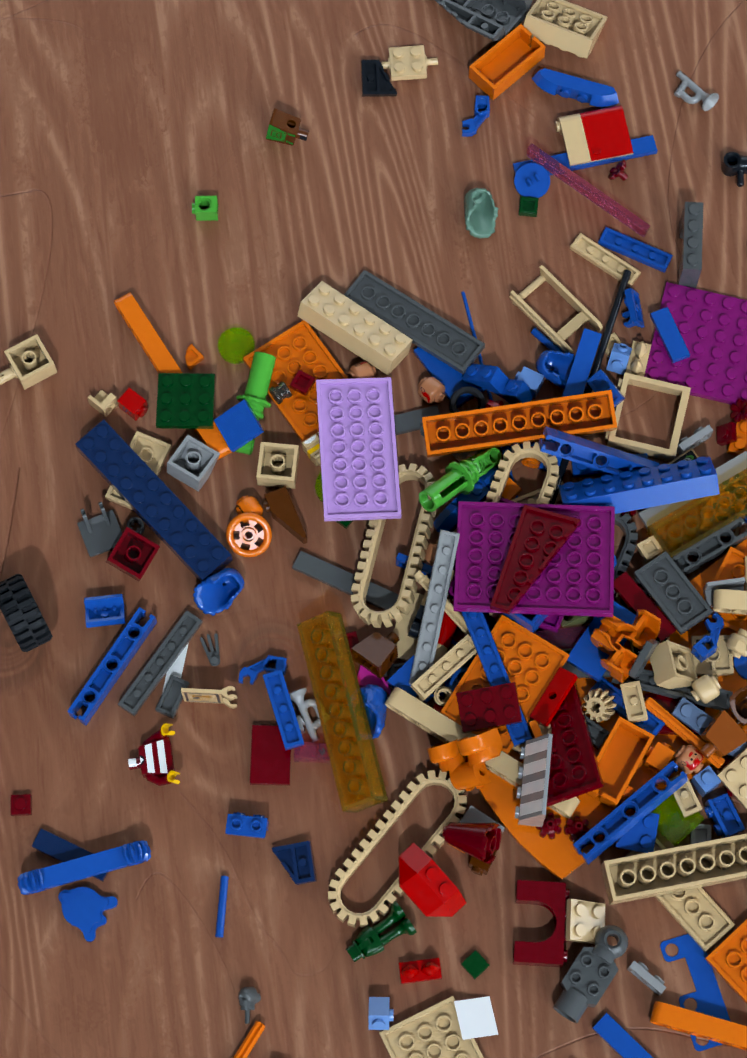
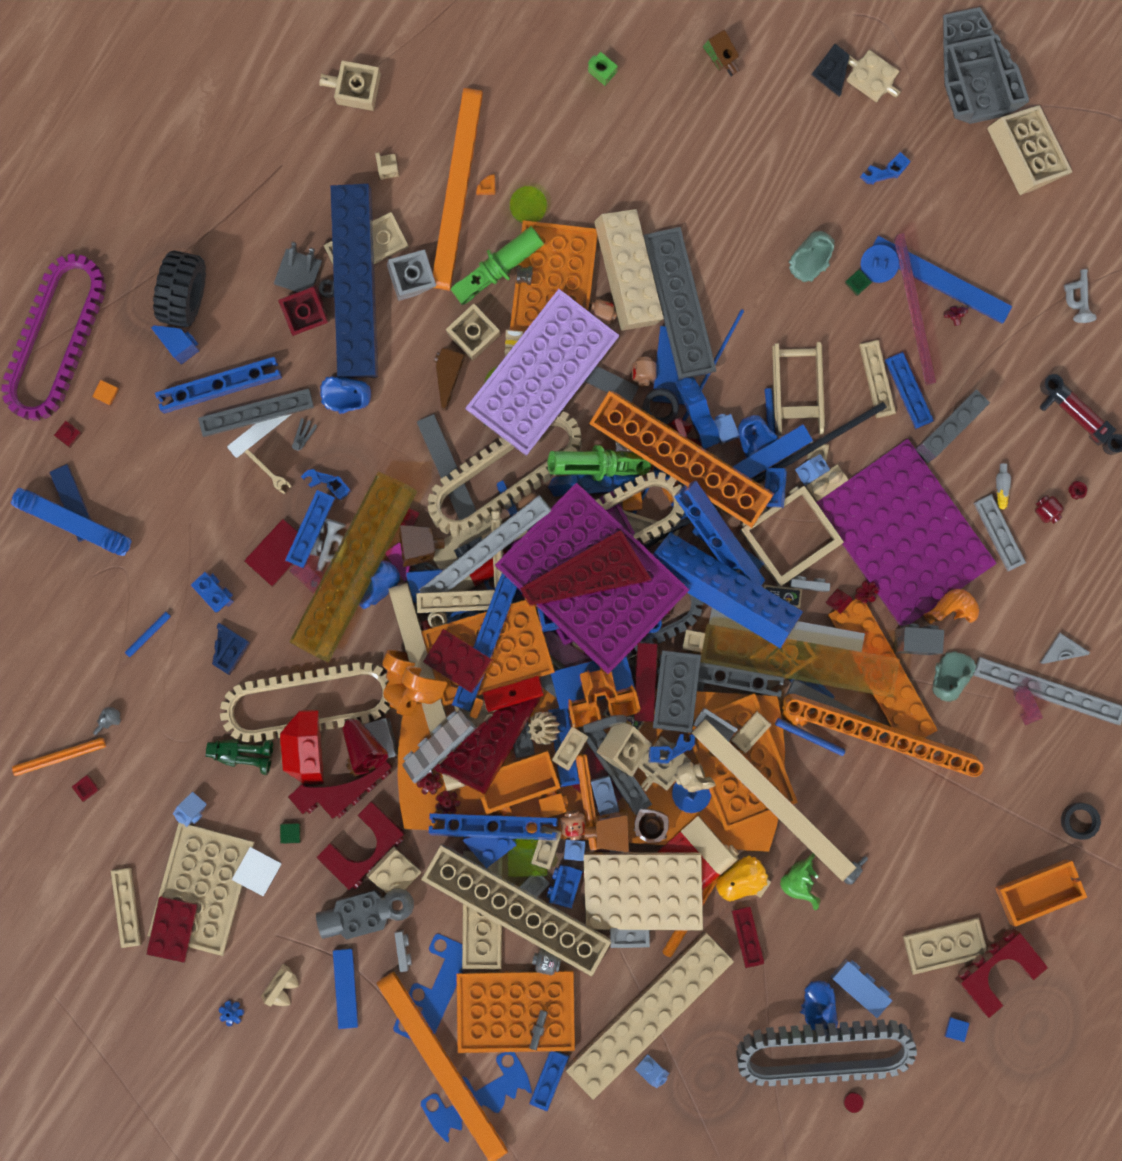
camera: 40 degrees right, 15 degrees up
(24, 748) = (105, 392): none -> orange tile
(51, 658) = (179, 344): none -> blue slope
(85, 909) = (49, 551): blue tile -> none
(104, 610) = (248, 337): blue bracket -> none
(133, 404) = (407, 187): red brick -> none
(156, 758) = (191, 485): torso -> none
(171, 697) = (236, 449): dark grey tile -> none
(185, 401) = (446, 220): dark green plate -> none
(235, 525) = (416, 360): orange plate -> none
(238, 425) = (468, 275): blue tile -> none
(248, 504) = (422, 349): orange head -> none
(302, 382) = (548, 281): dark red plate -> none
(420, 971) = (247, 803): red tile -> none
(488, 901) = (337, 798): none -> dark red arch
(506, 62) = (951, 144): orange piece -> none
(575, 88) = (991, 221): blue brick -> none
(595, 135) = (965, 267): red door -> none
(633, 303) = (861, 440): blue plate -> none
(670, 335) = (868, 485): blue tile -> none
(705, 689) = (631, 786): tan head -> none

